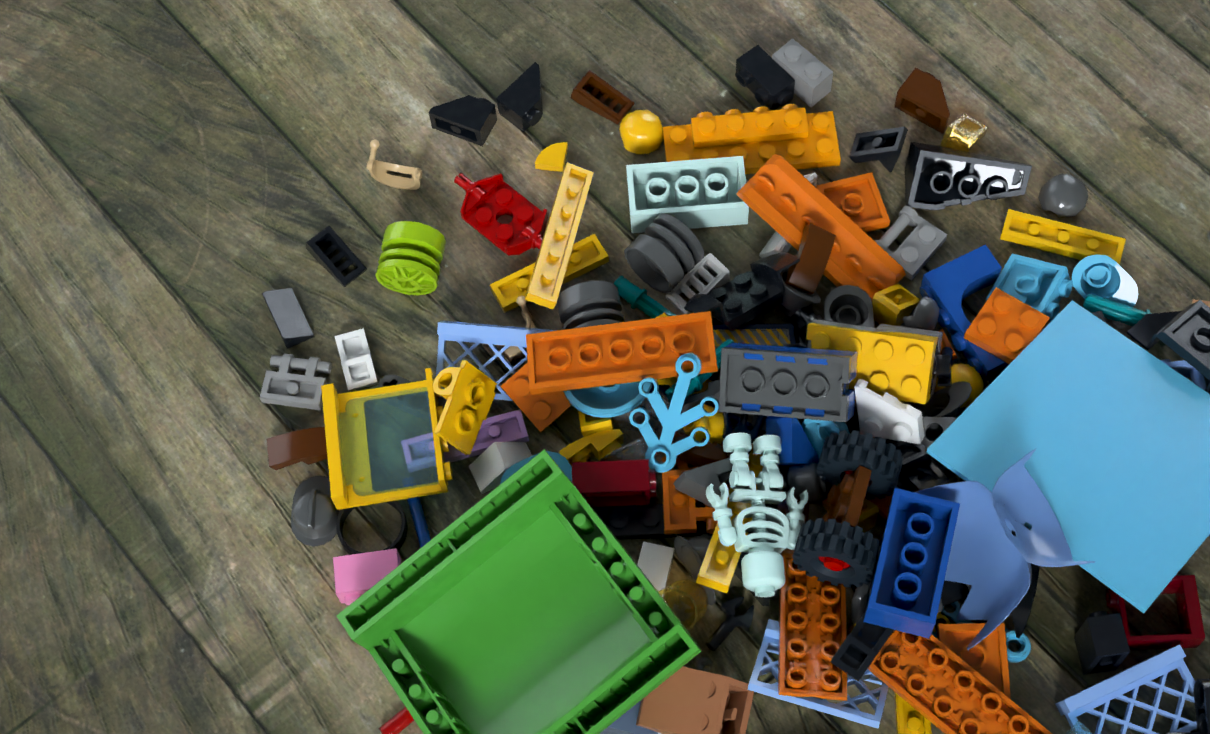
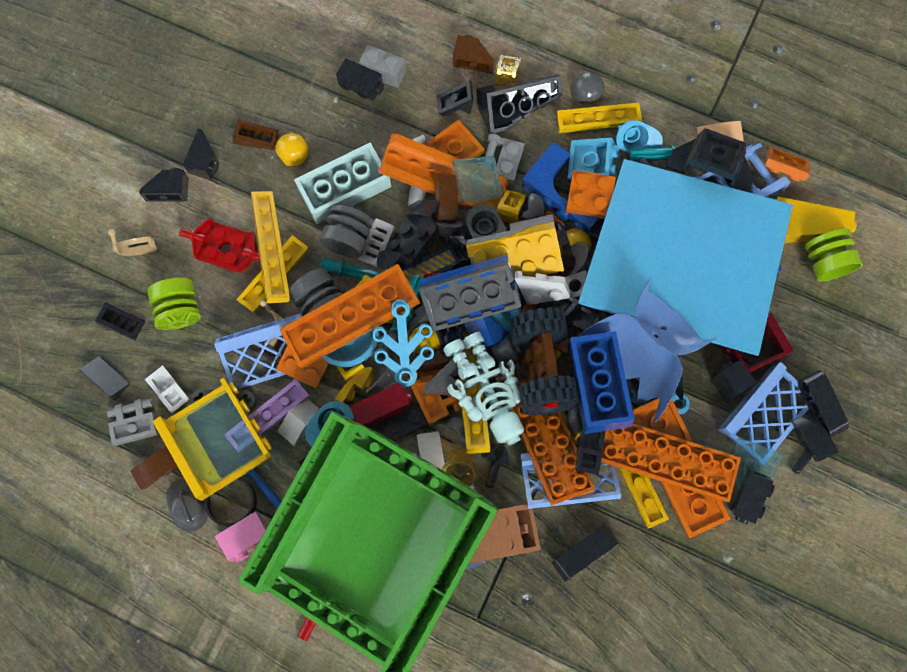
camera: 25 degrees left, 10 degrees up
(467, 404) = (258, 387): yellow piece -> none
(552, 157) = (239, 191): yellow tile -> none
(797, 136) = (372, 123): light orange plate -> none
(862, 253) = (477, 179): none -> clear light blue plate

